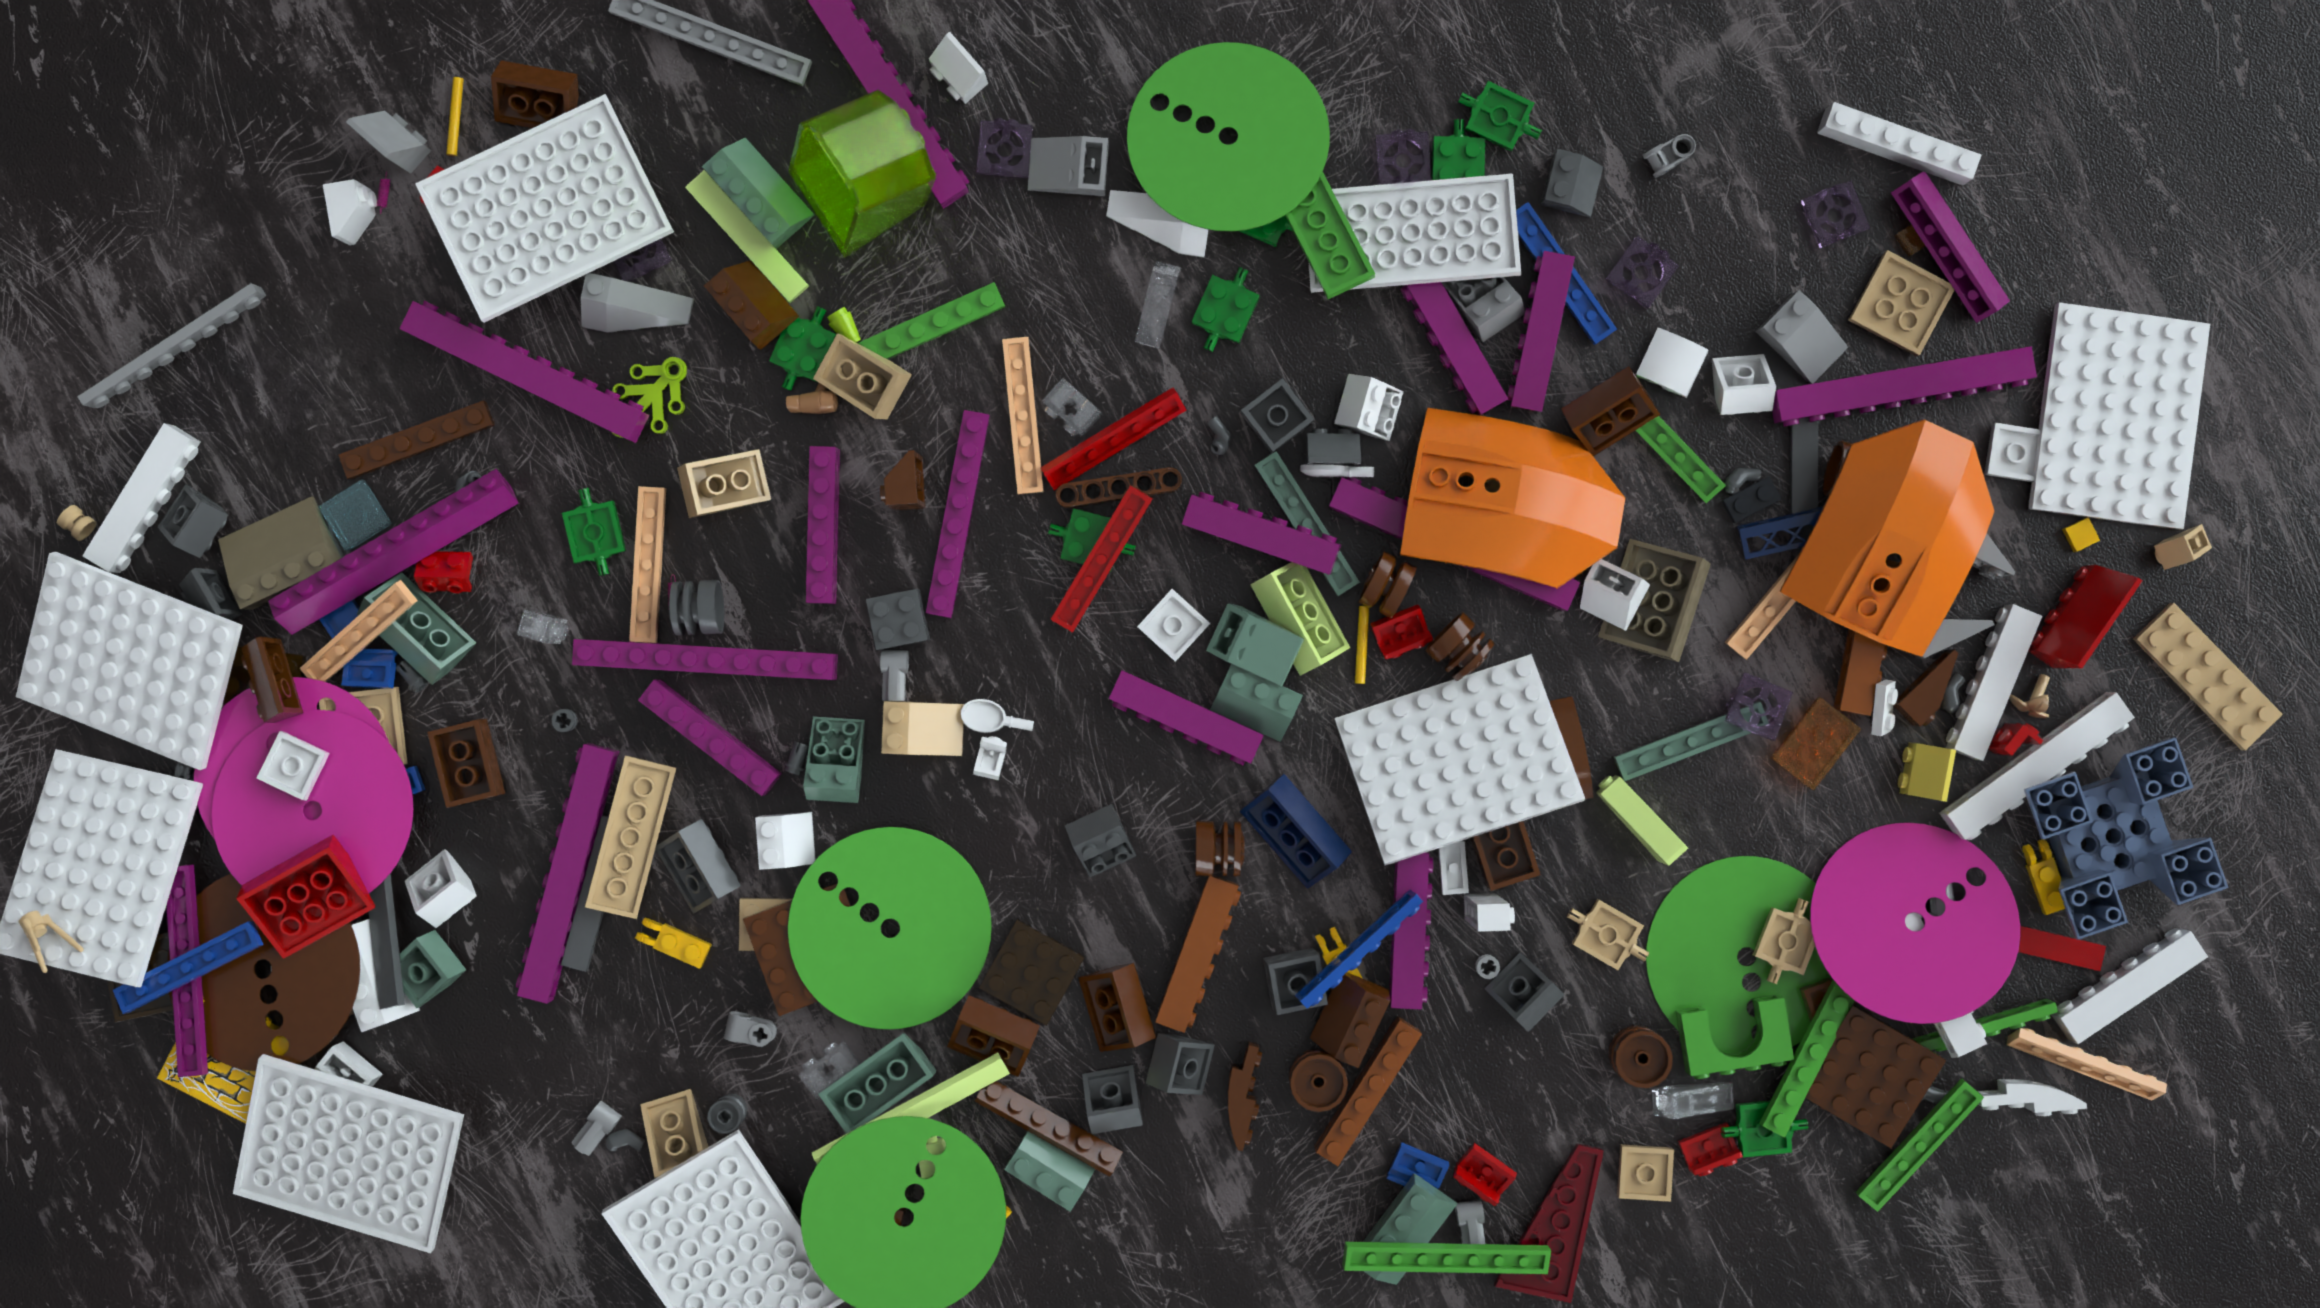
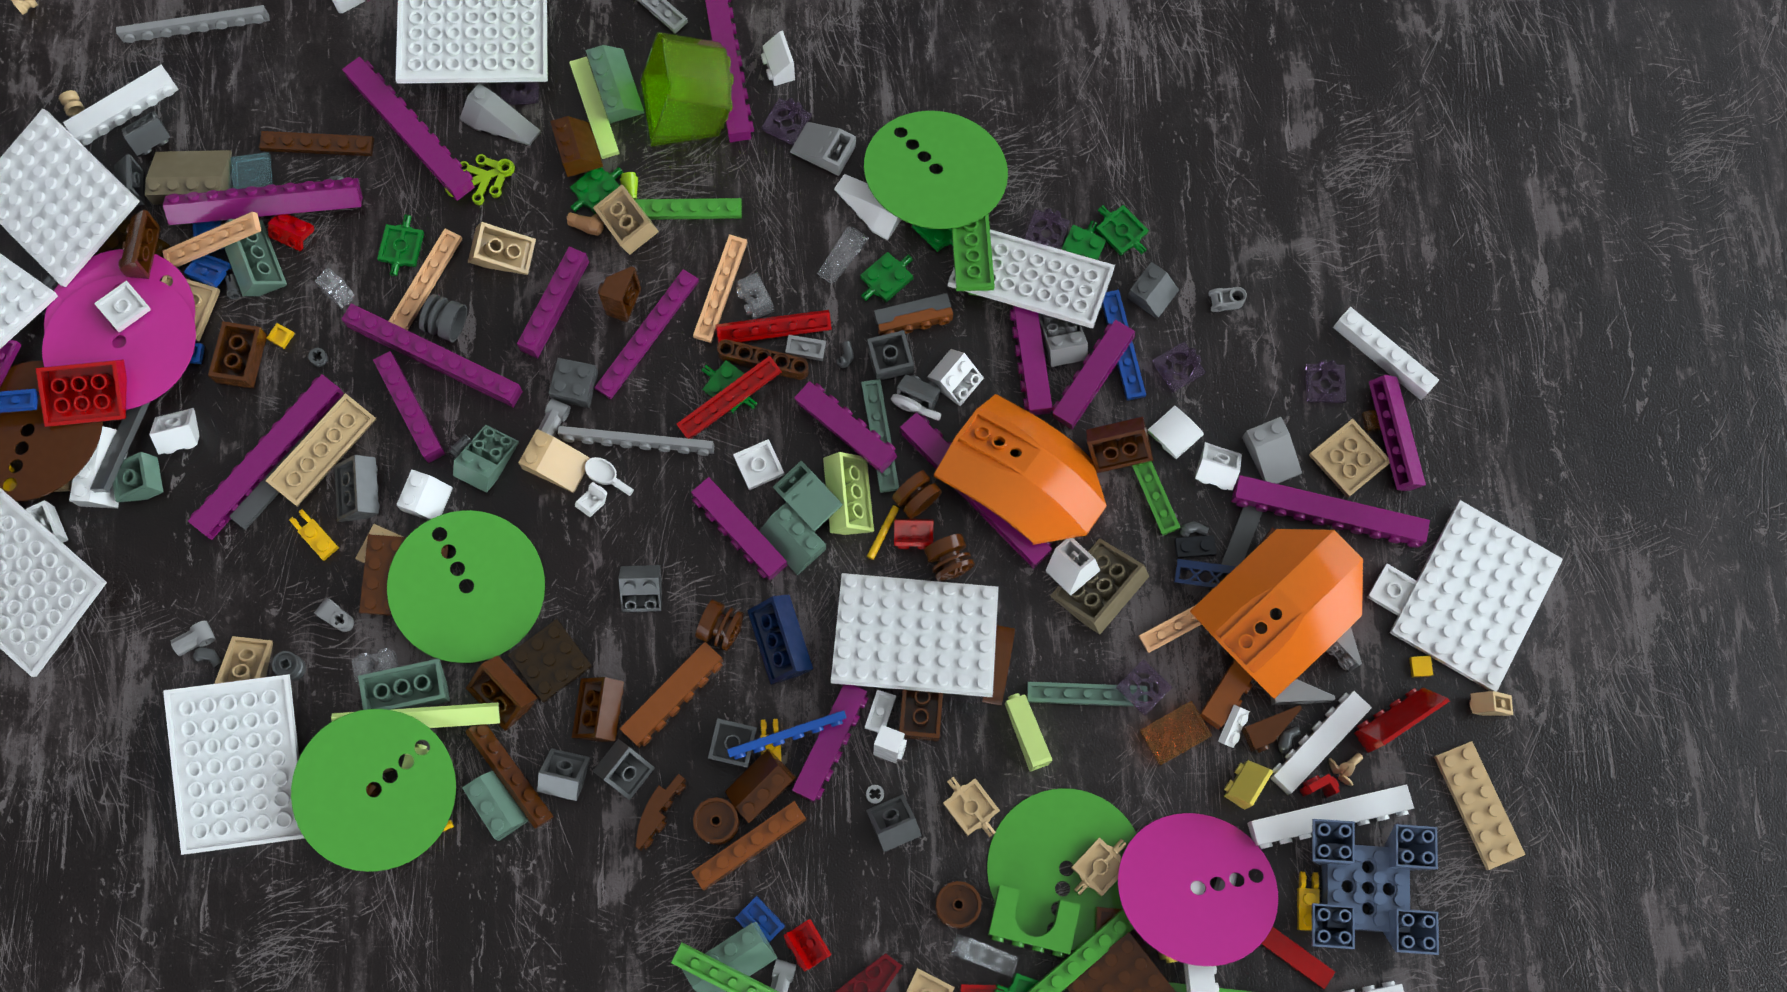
camera: 20 degrees right, 15 degrees down
(503, 712) = (280, 335): none -> yellow tile
(1020, 657) = (643, 441): none -> light grey plate
(1164, 448) = (805, 347): none -> light grey plate
(1281, 348) = (914, 315): none -> piece

